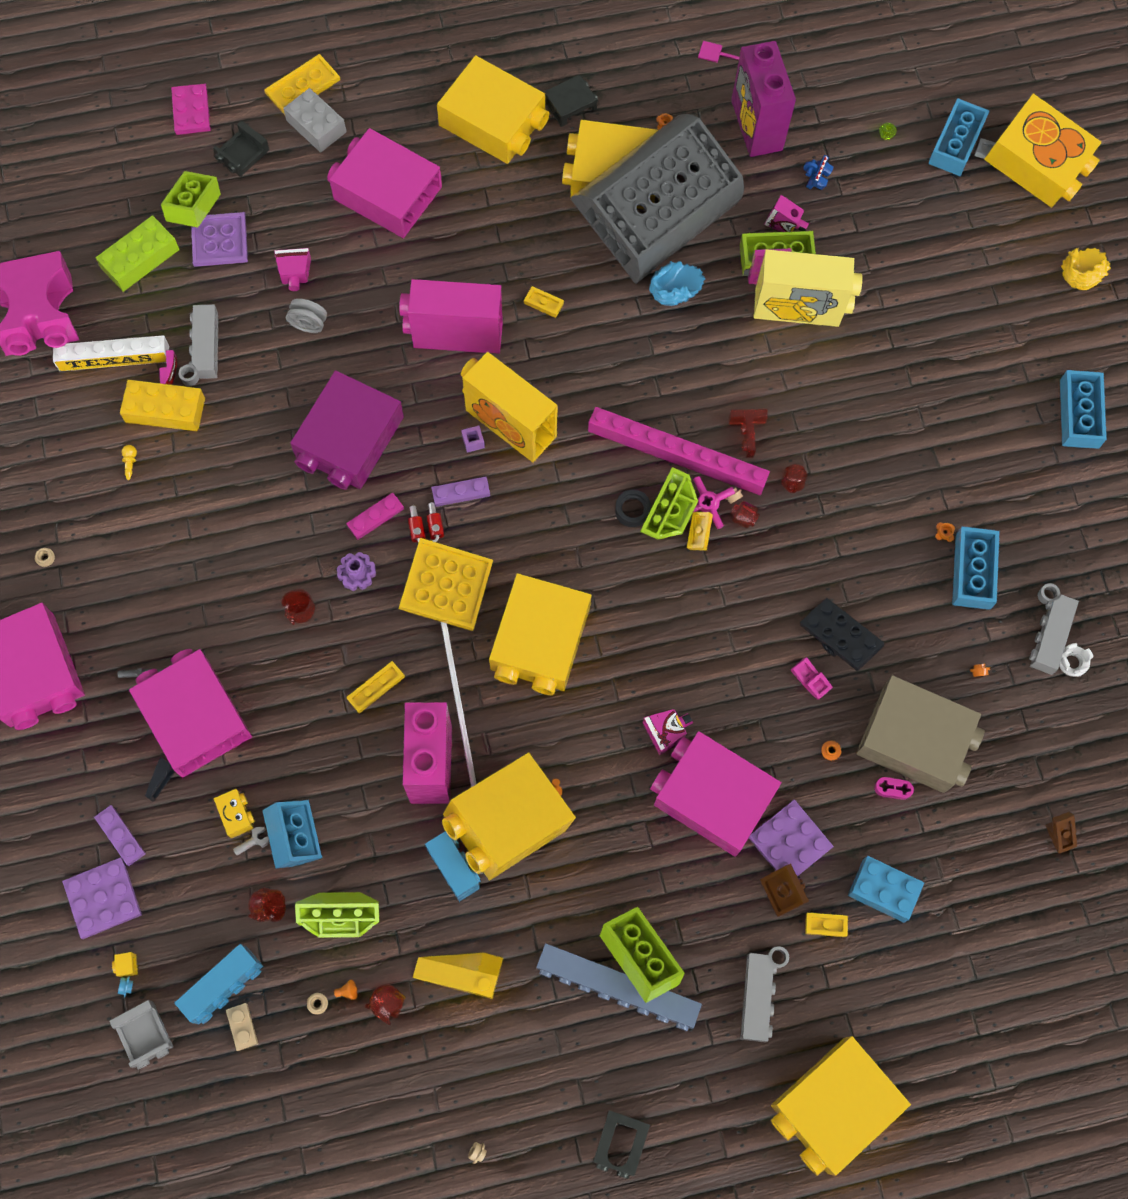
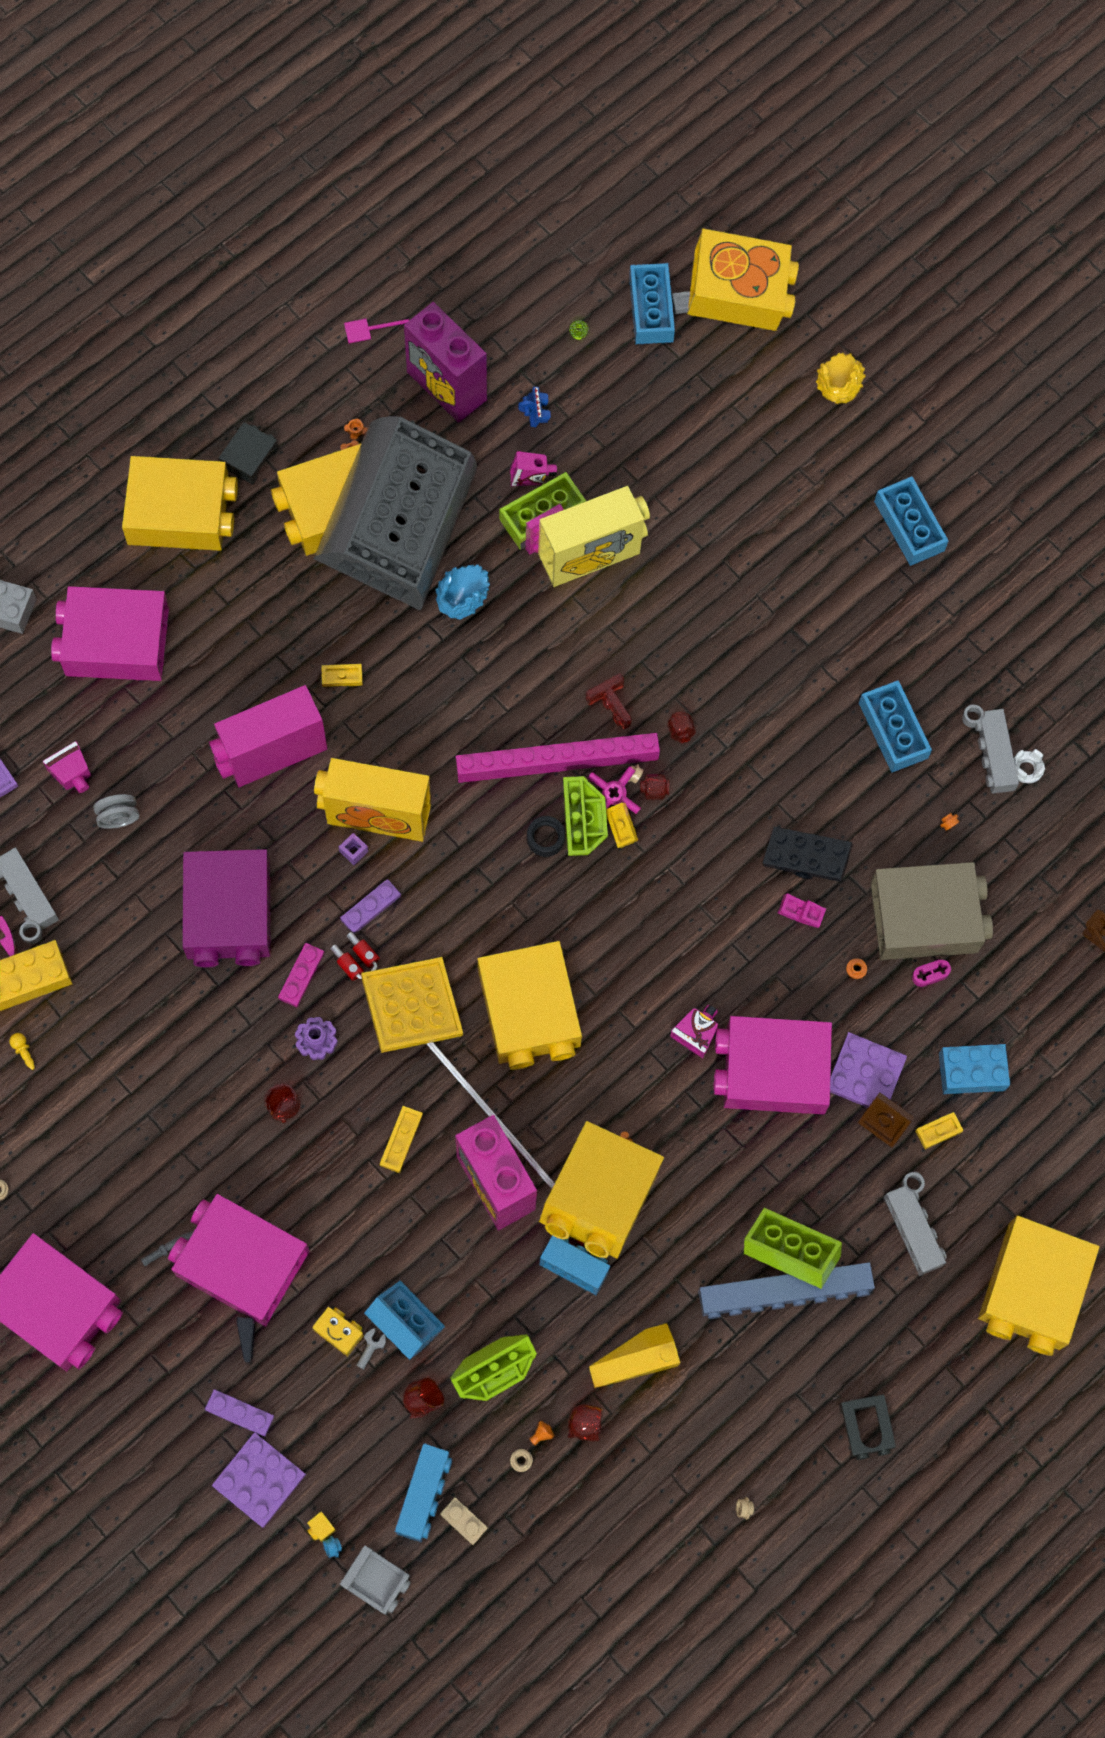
camera: 30 degrees left, 0 degrees up
(949, 528) = (845, 711): orange plate -> none

